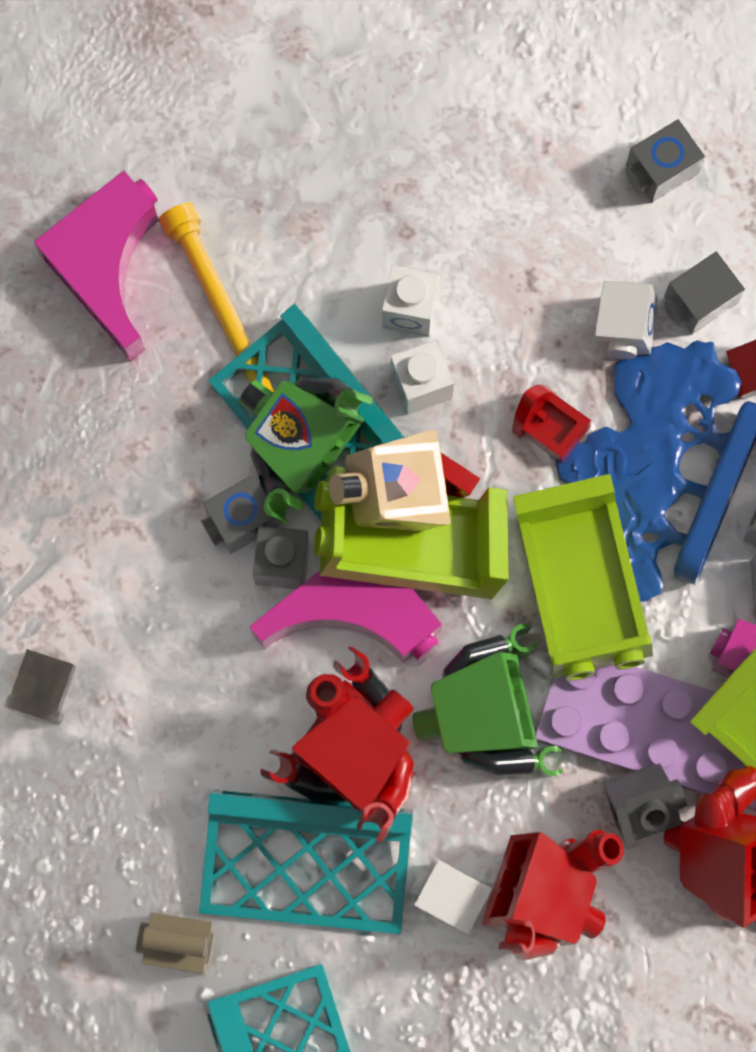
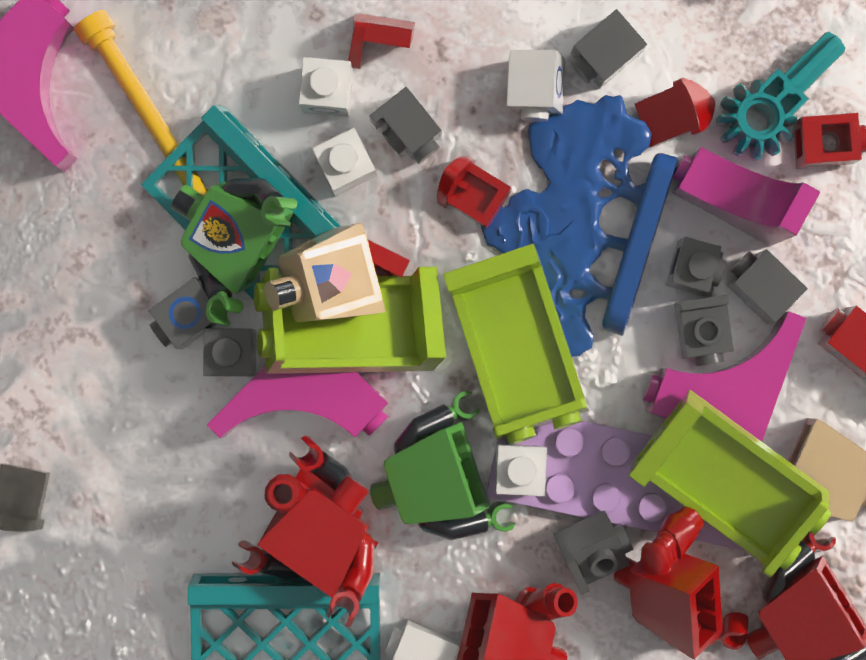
camera: 10 degrees left, 10 degrees up
(467, 250) = (378, 30): none -> red tile
(490, 348) = (408, 126): none -> dark grey brick
(575, 705) = (520, 469): none -> white brick

